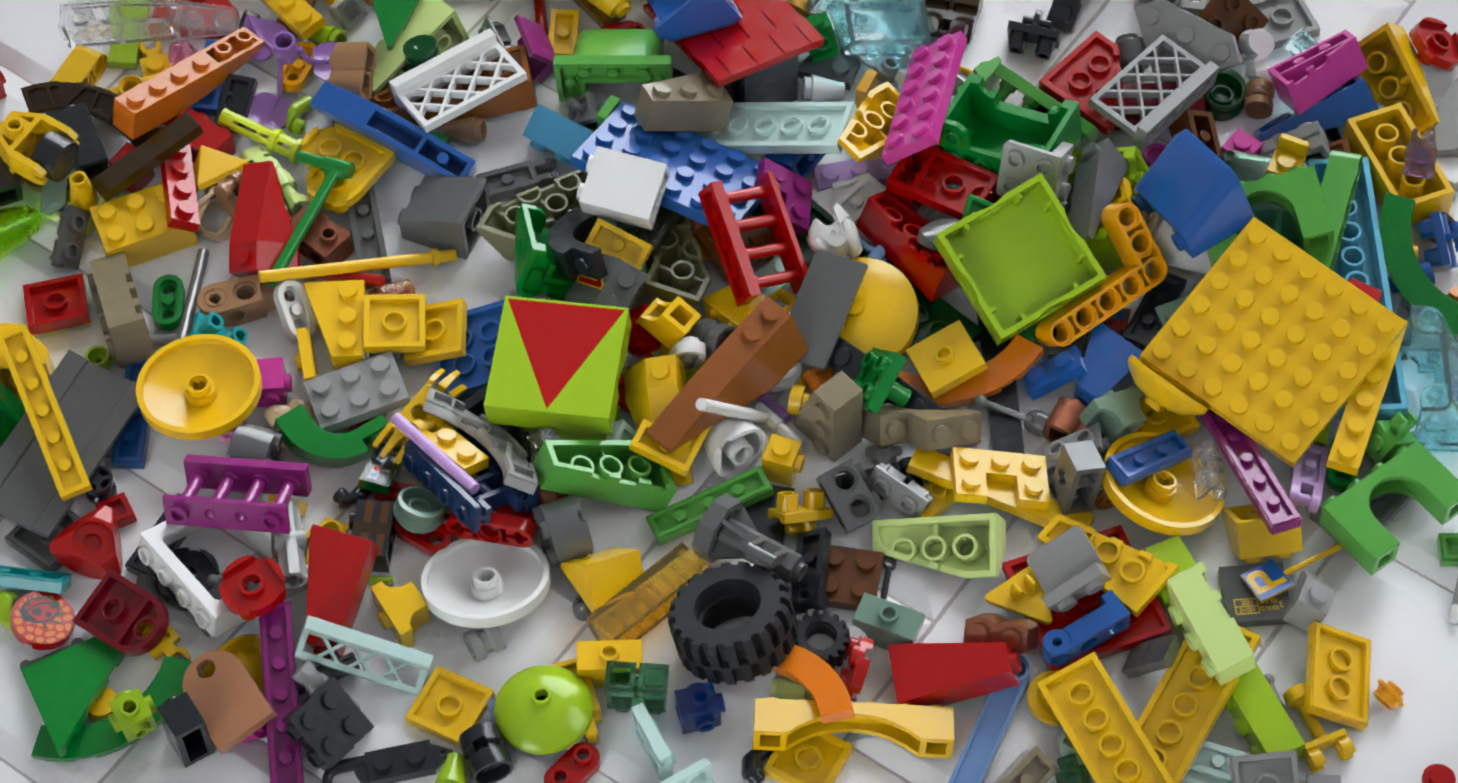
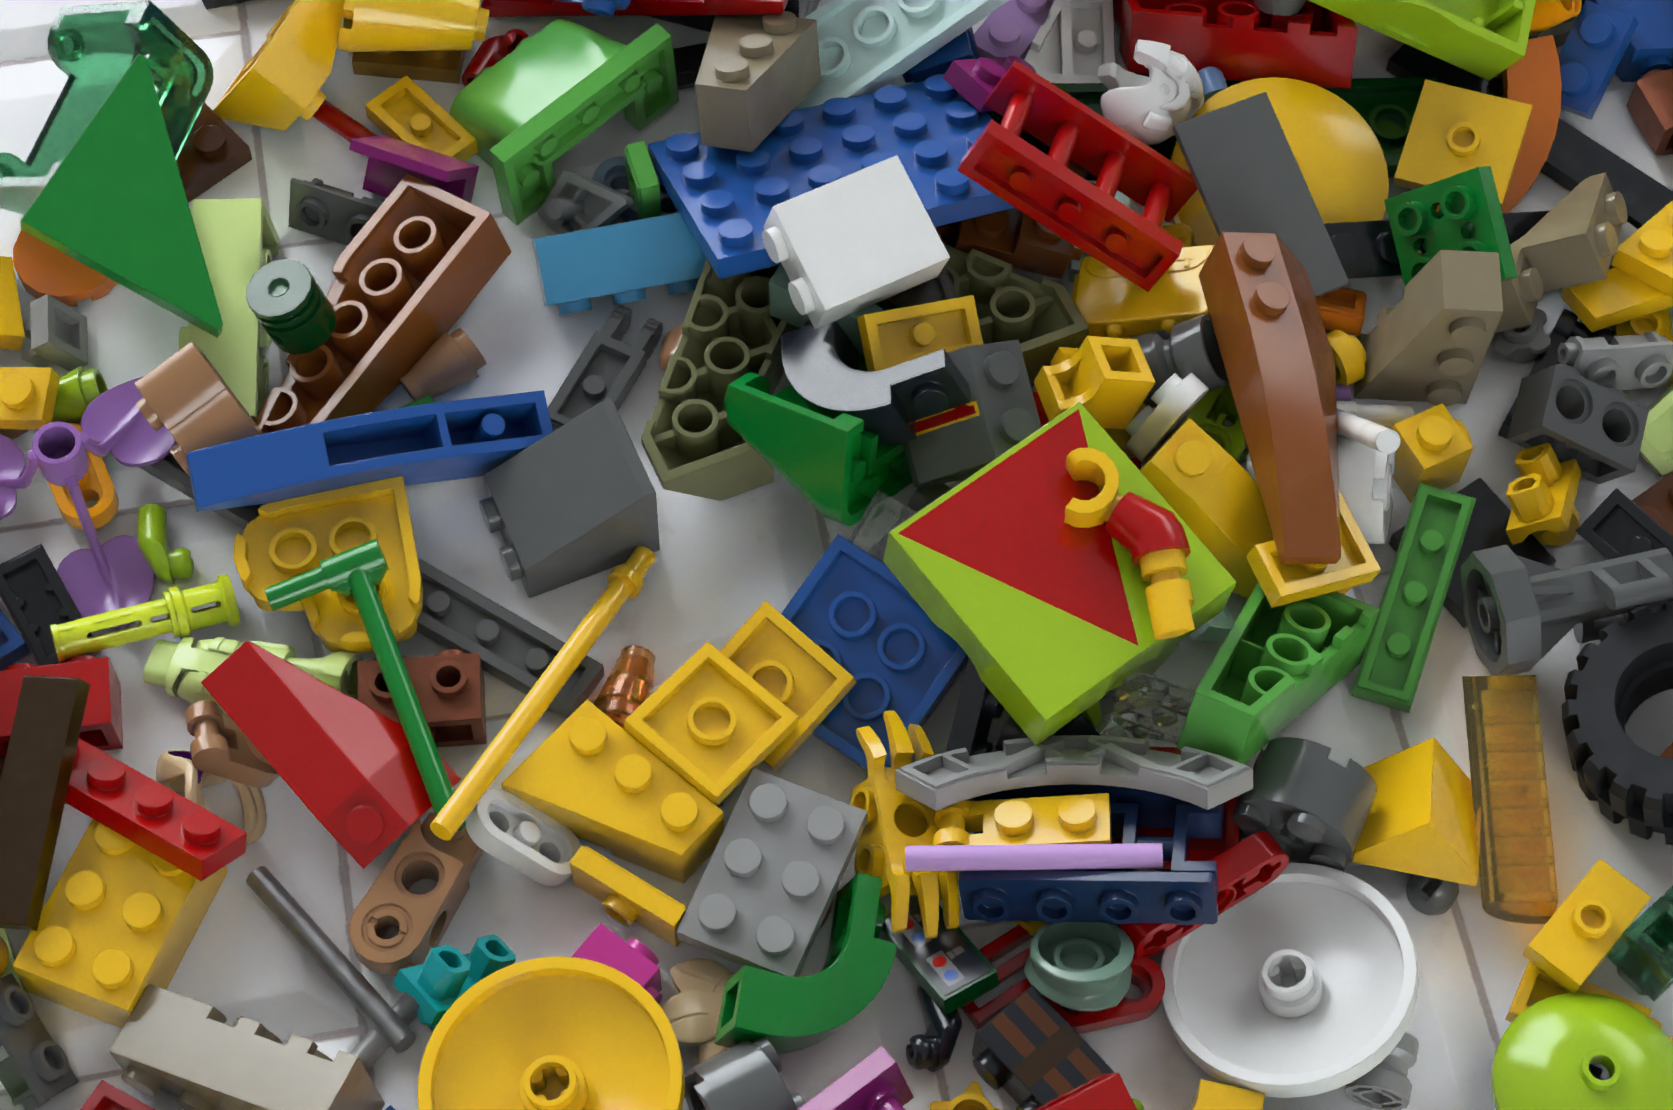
camera: 50 degrees left, 5 degrees up
(168, 305) = (306, 1000): green plate -> none
(214, 166) = (146, 727): yellow slope -> none
(369, 279) = (561, 708): red bar -> none
(451, 68) = (346, 298): white fence -> none
(588, 371) = (1144, 530): none -> yellow piece
(1033, 420) = (1624, 143): hinge -> none

